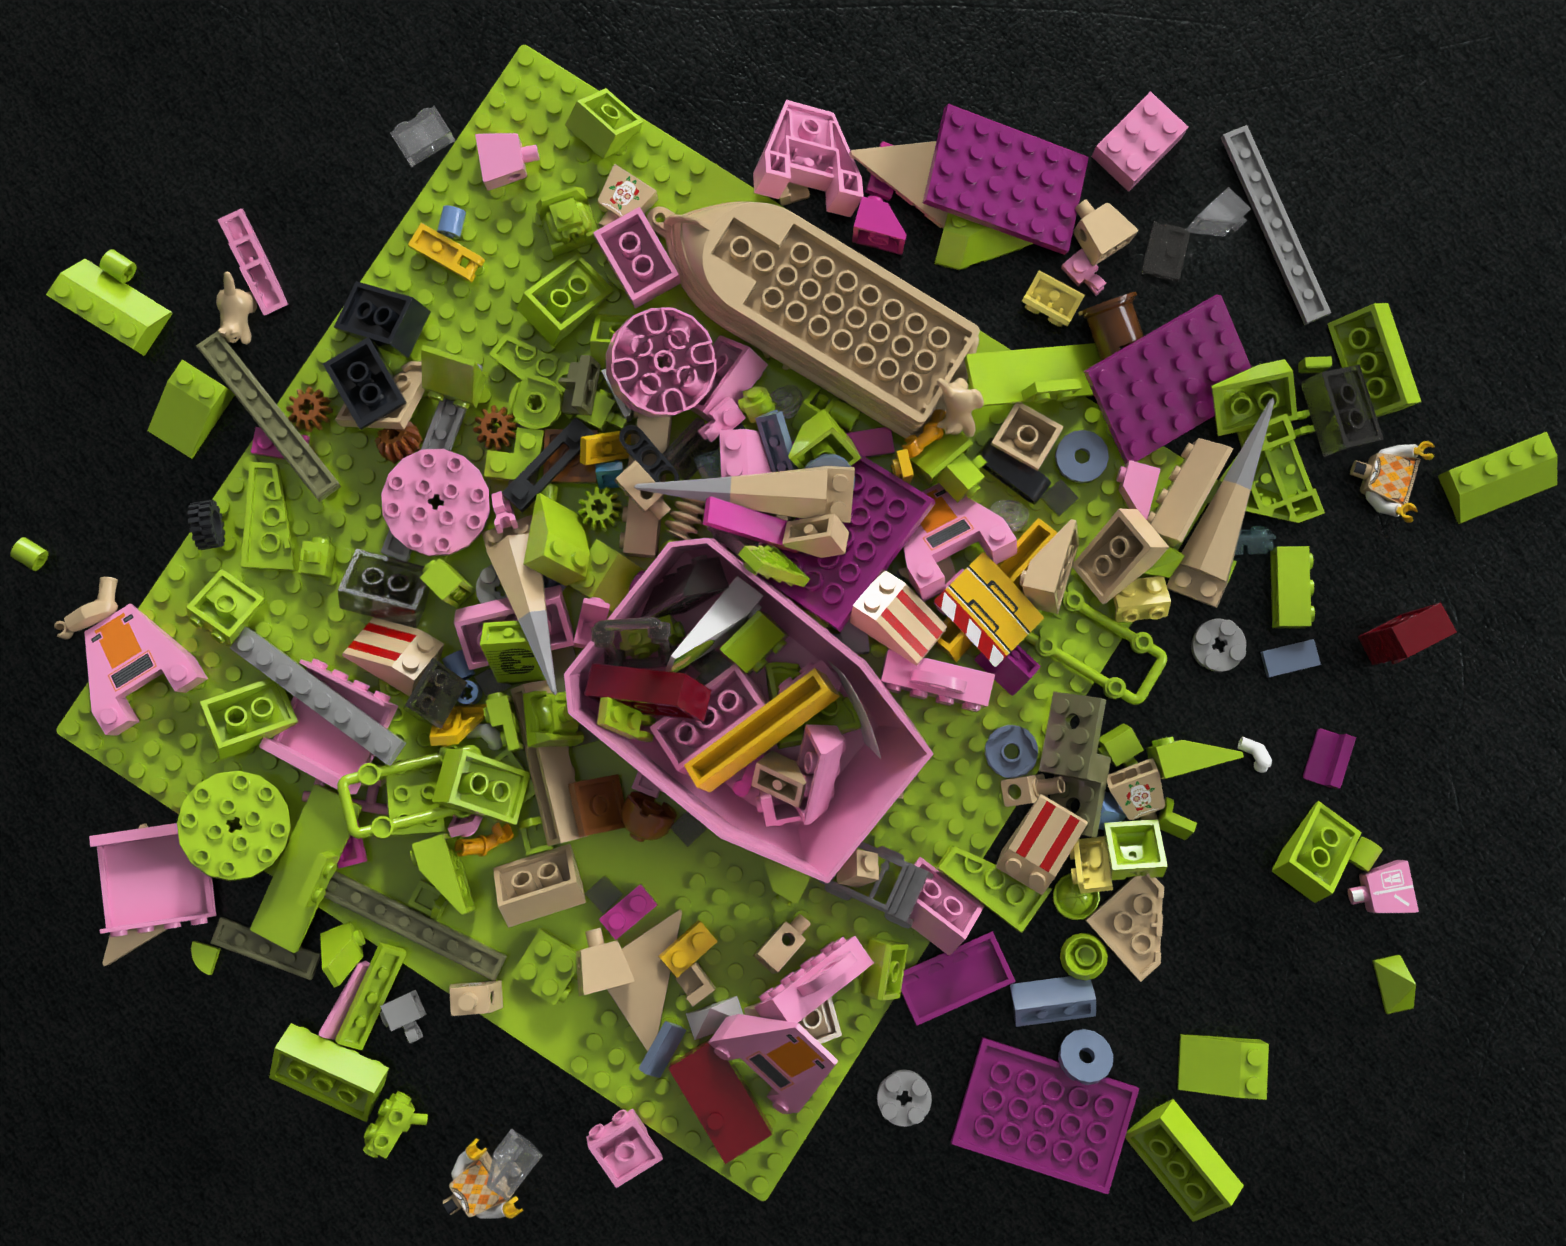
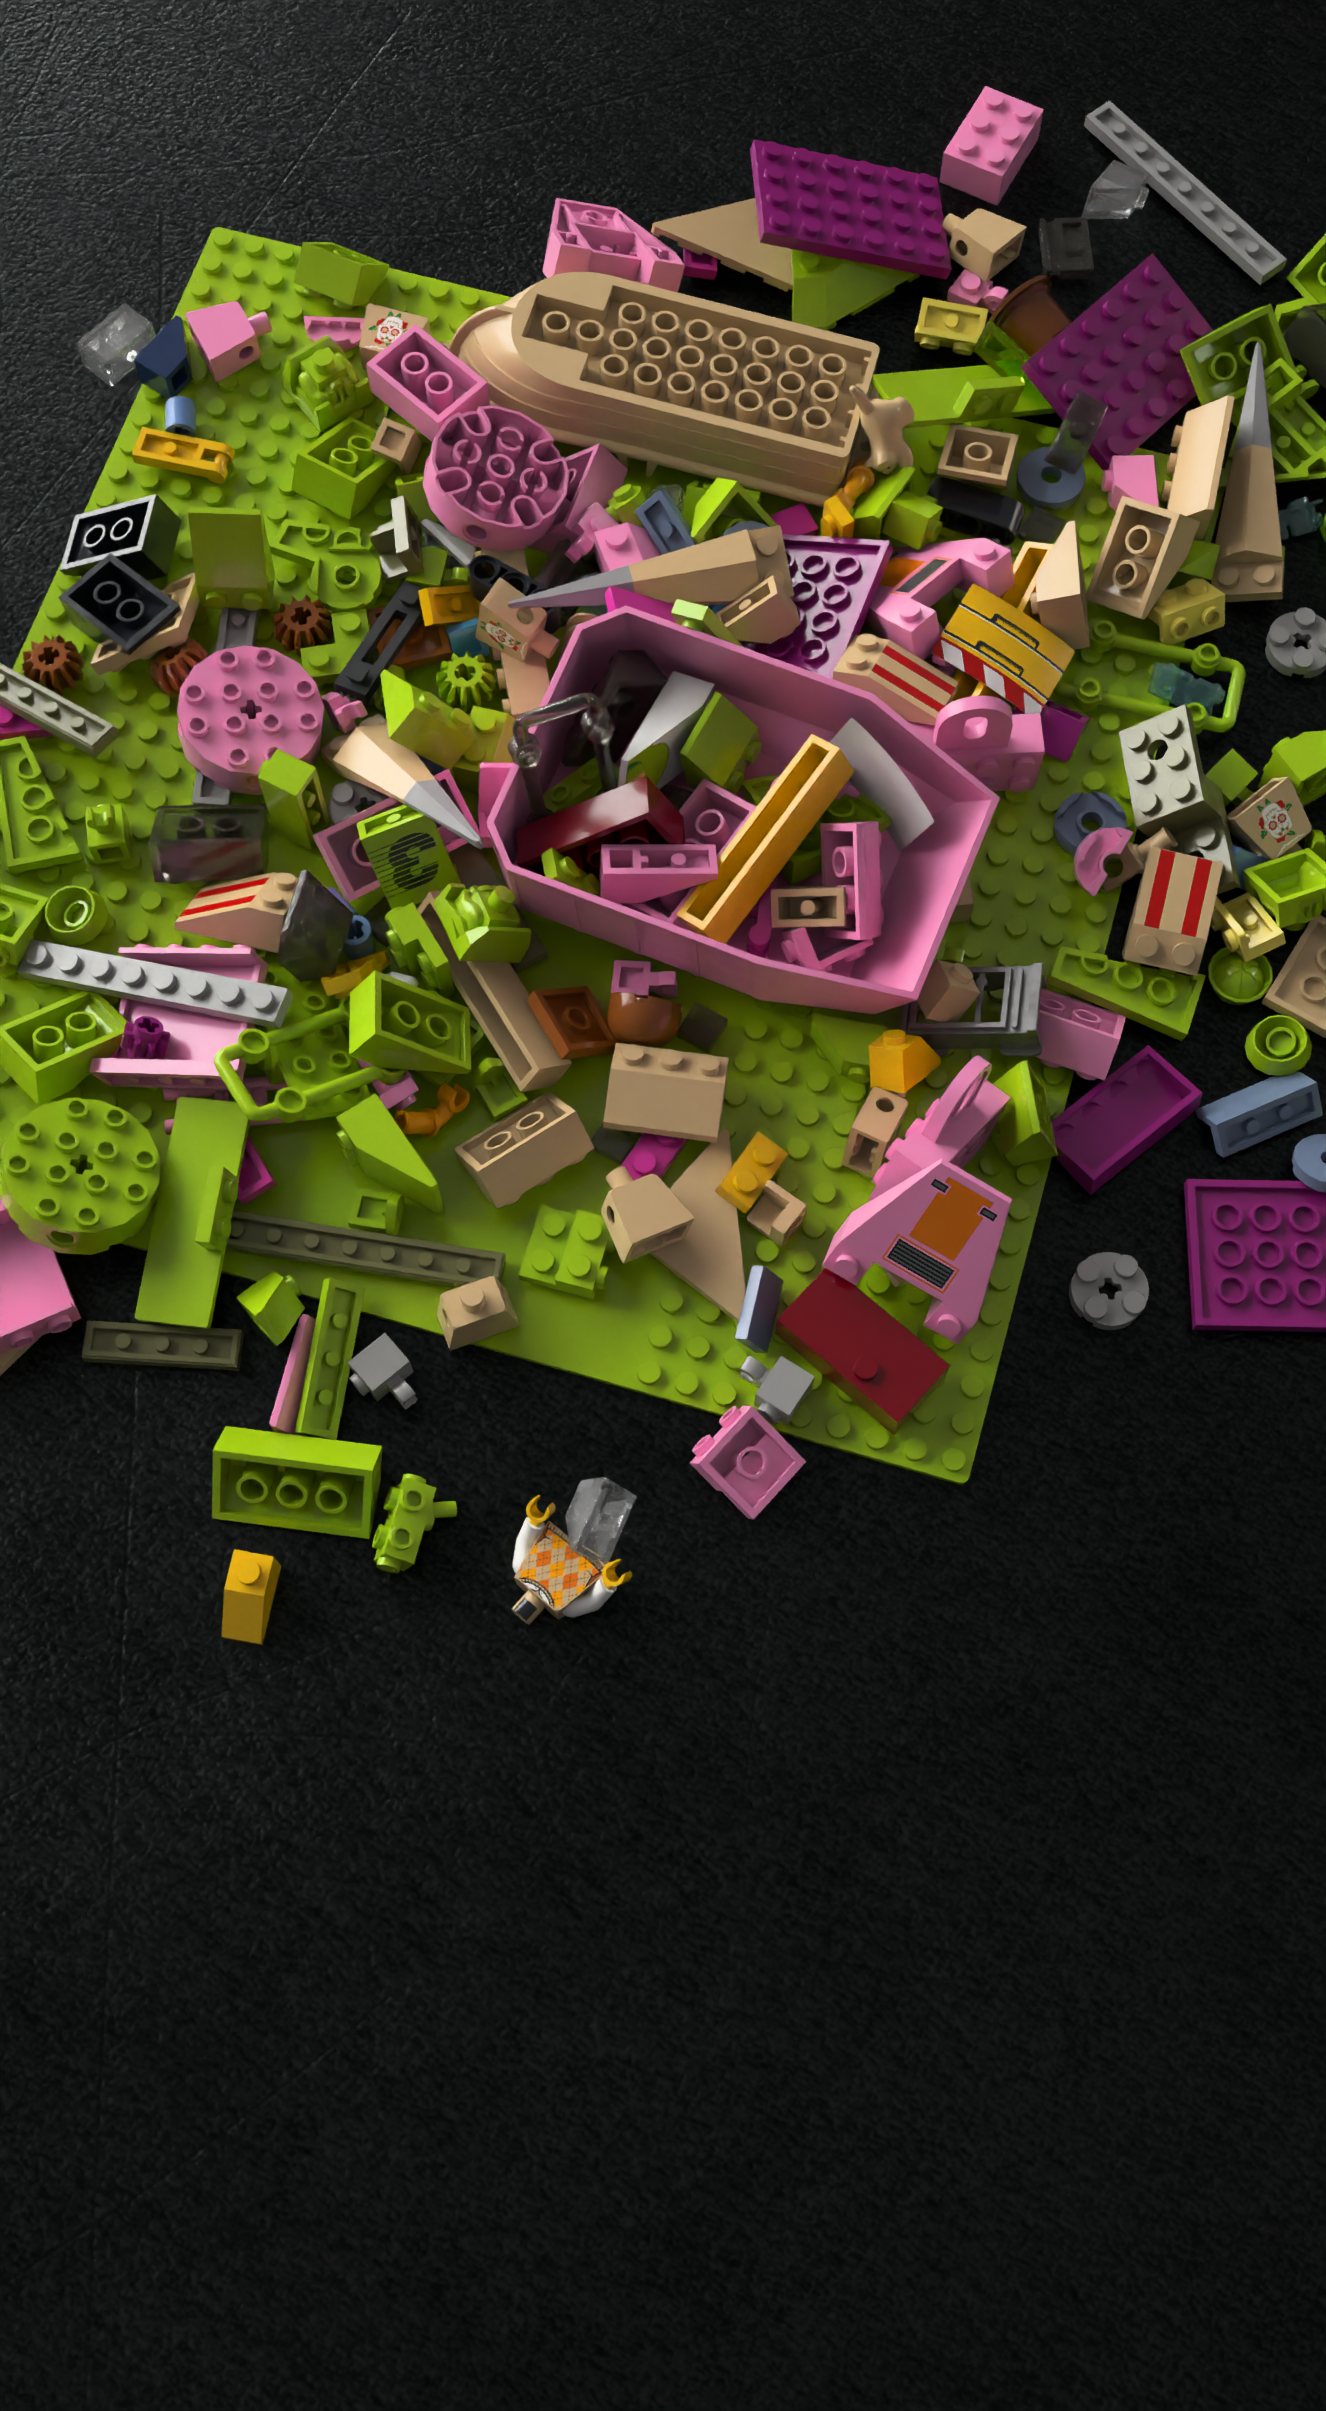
camera: 20 degrees left, 15 degrees down
(205, 956) = (78, 1379): lime tile -> none
(279, 1139) = (249, 1596): none -> yellow slope
(284, 623) = (75, 915): none -> lime hat
(301, 737) = (145, 1038): none -> magenta gear
(455, 166) = (166, 360): none -> dark blue slope
(586, 173) = (342, 330): none -> bright pink tile
(602, 295) = (397, 444): none -> tan panel
(645, 878) = (666, 1092): none -> tan slope
(659, 1110) = (780, 1389): none -> light grey brick
(678, 730) = (653, 870): none -> bright pink slope
(709, 1018) = (805, 1256): white slope -> none
(811, 907) = (900, 1061): none -> yellow slope
(878, 226) = (716, 281): dark pink slope -> none
(1004, 782) = (1091, 854): none -> bright pink cylinder
(1080, 345) = (1001, 352): none -> clear neon green slope
(1108, 434) = (1076, 433): none -> clear smoke slope
(1117, 662) = (1181, 688): none -> clear light blue hinge

